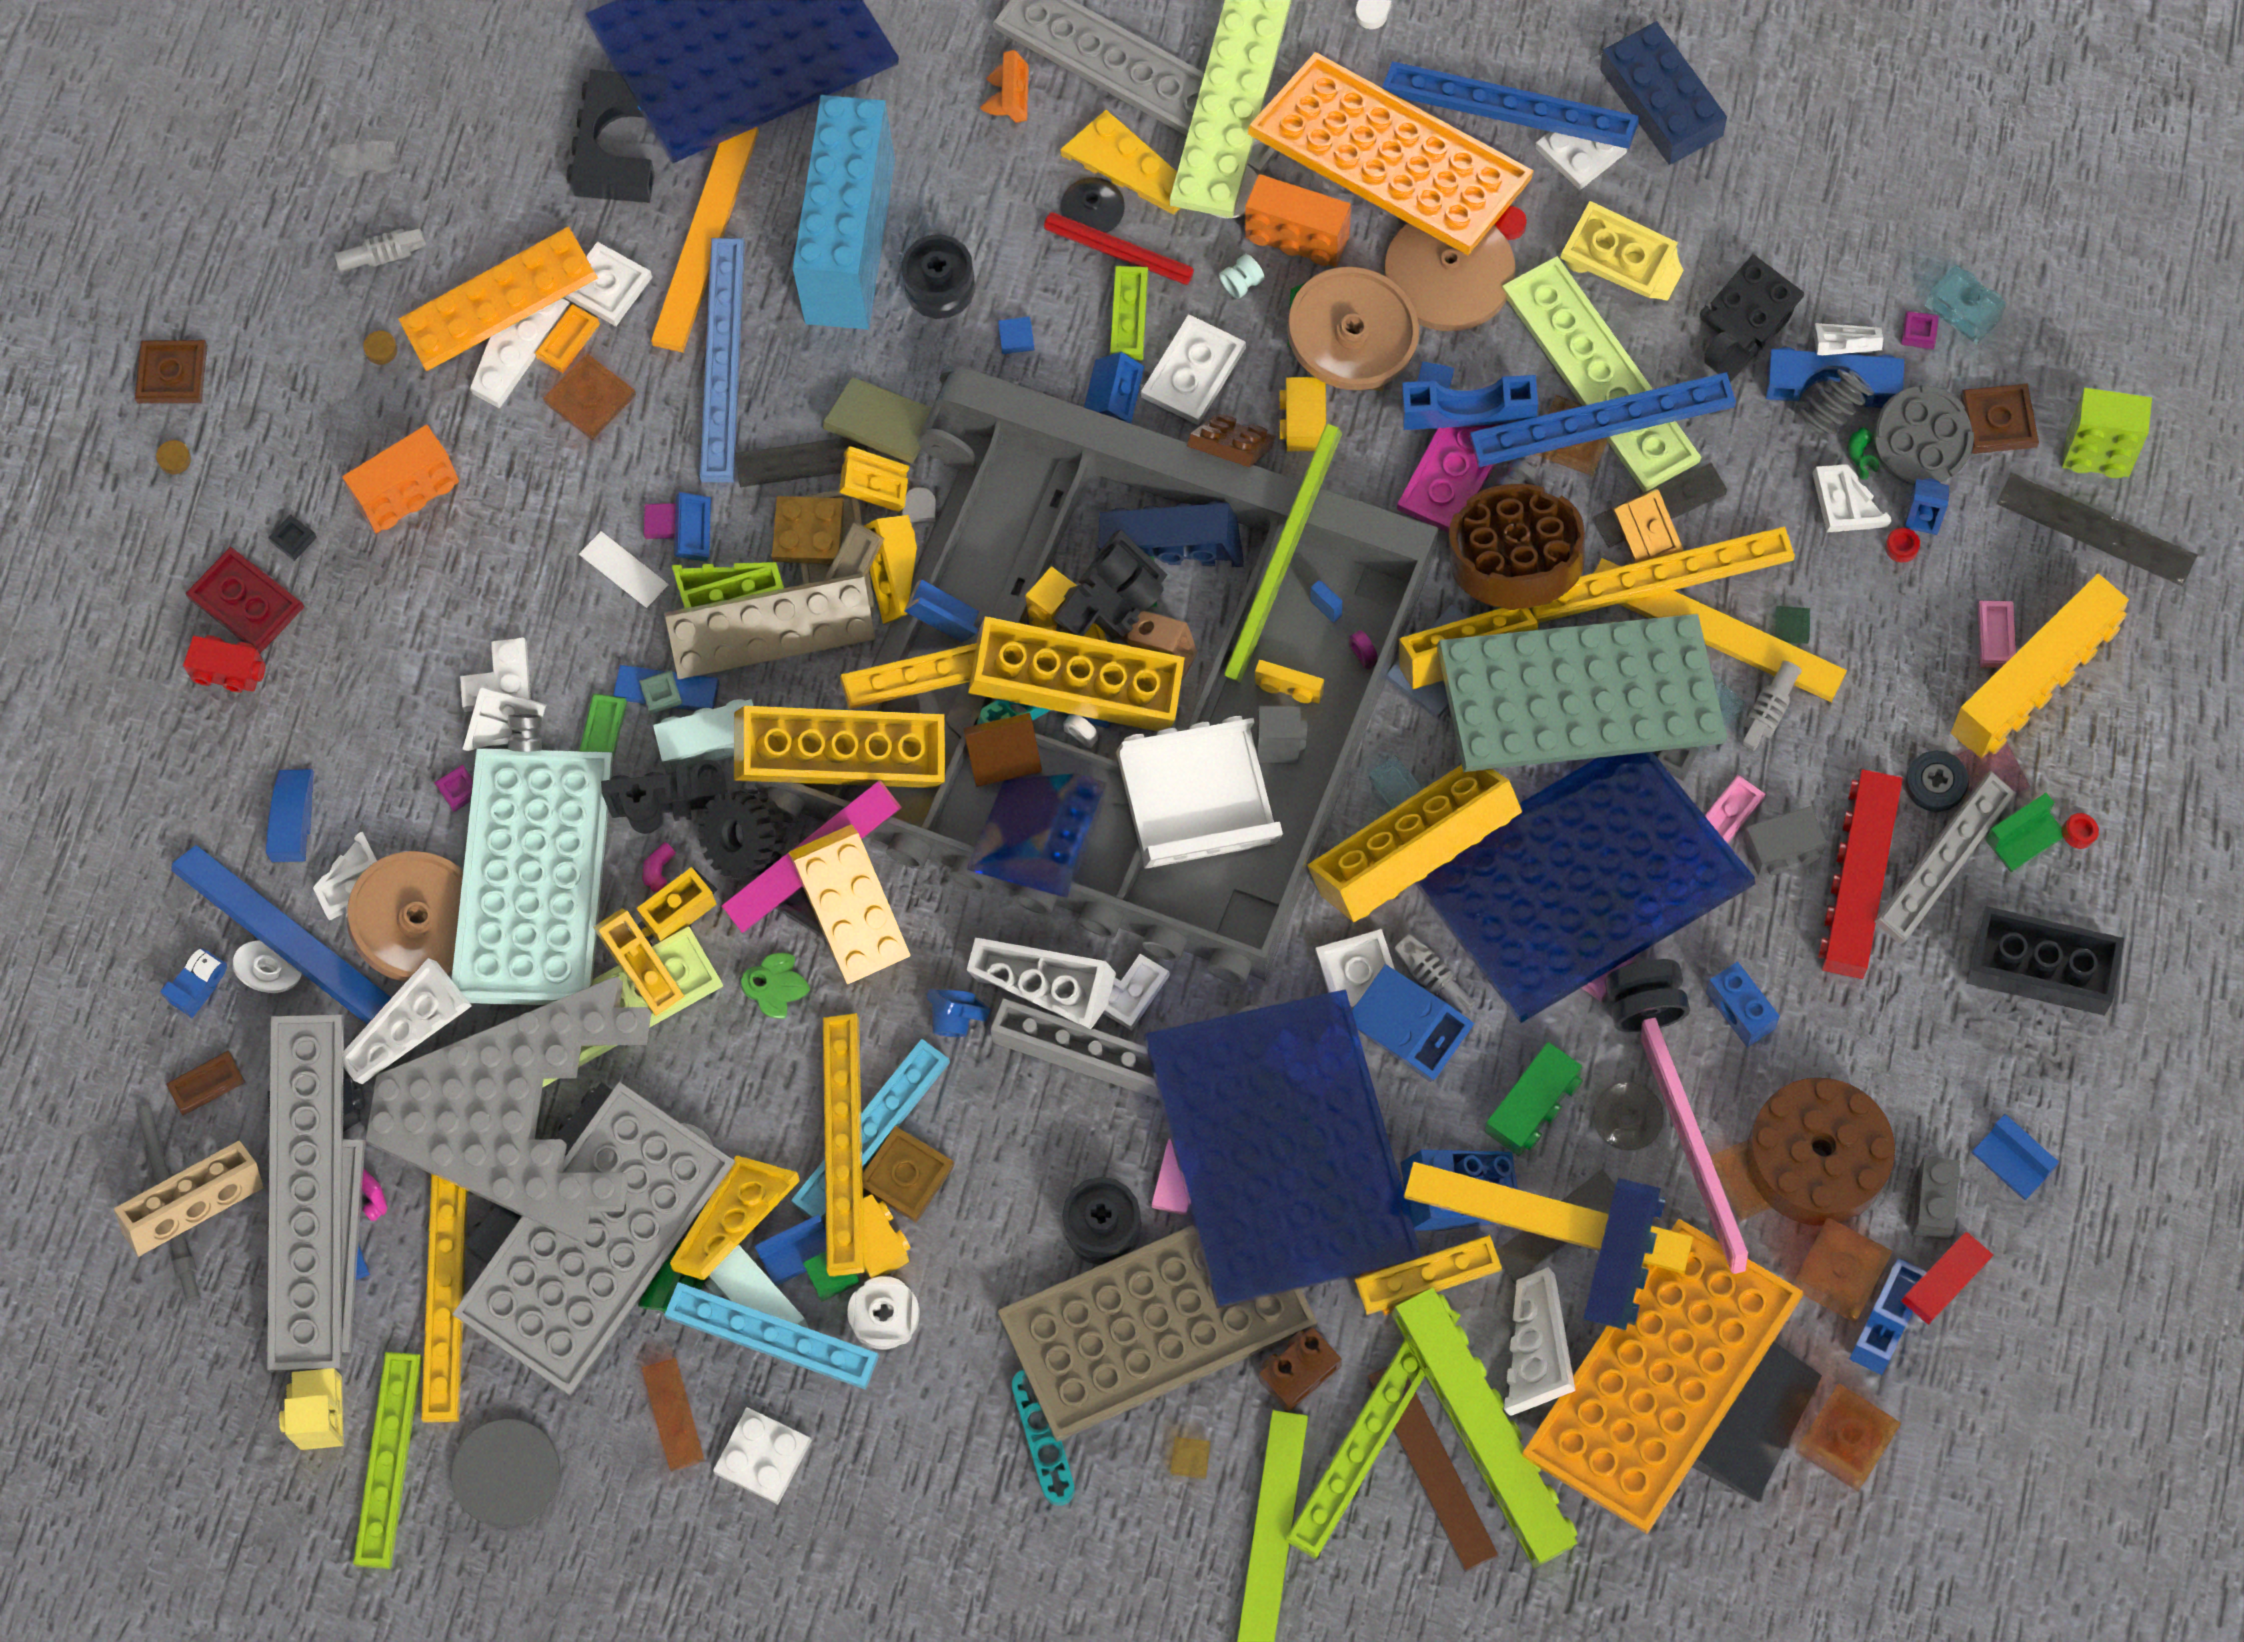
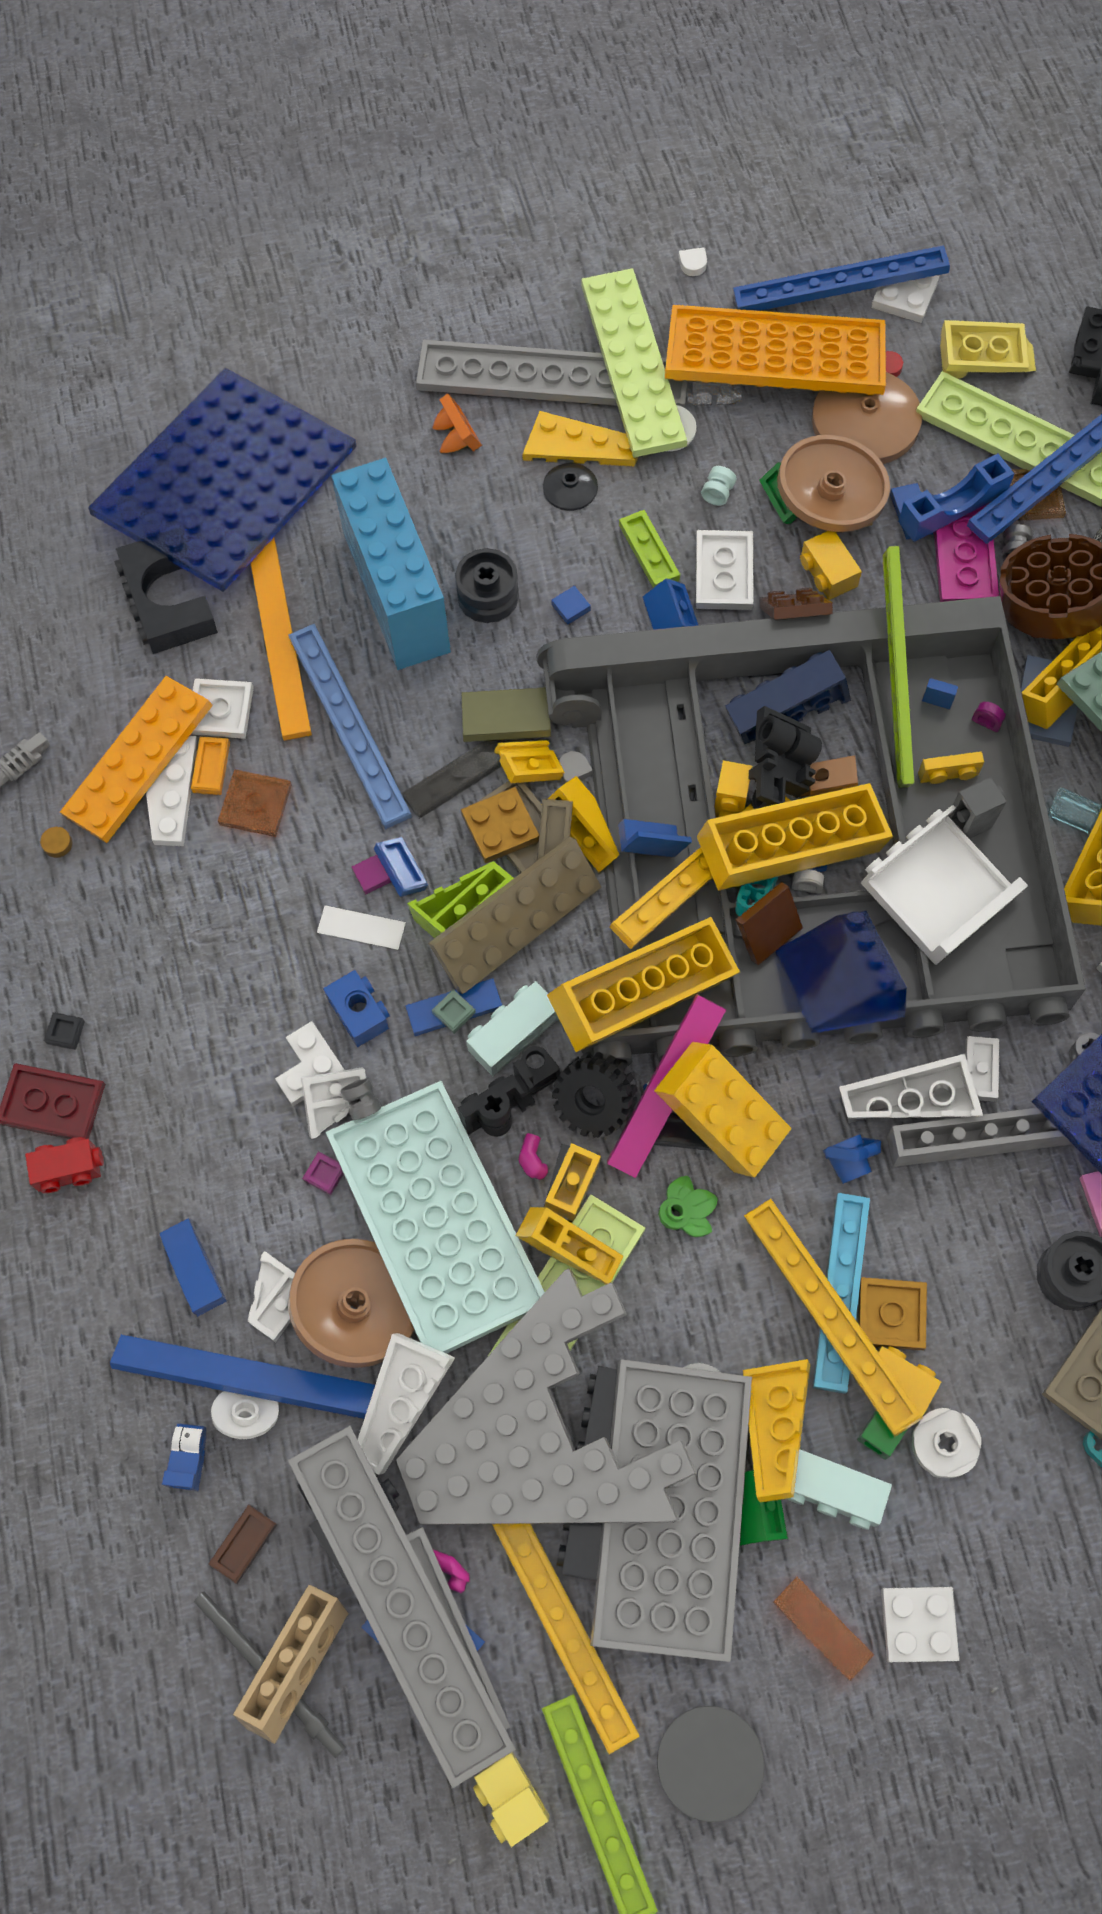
camera: 30 degrees left, 0 degrees up
(401, 479) = (137, 938): orange brick -> none
(568, 627) = (363, 1024): none -> blue brick
(603, 724) = (417, 1061): bright green tile -> none
(771, 1335) = (879, 1516): medium azure plate -> none
(787, 1251) = (843, 1428): blue panel -> none
(1118, 248) = (610, 507): red axle -> none
(1297, 221) = (740, 425): orange brick -> none
(1663, 92) = (932, 218): dark blue brick -> none

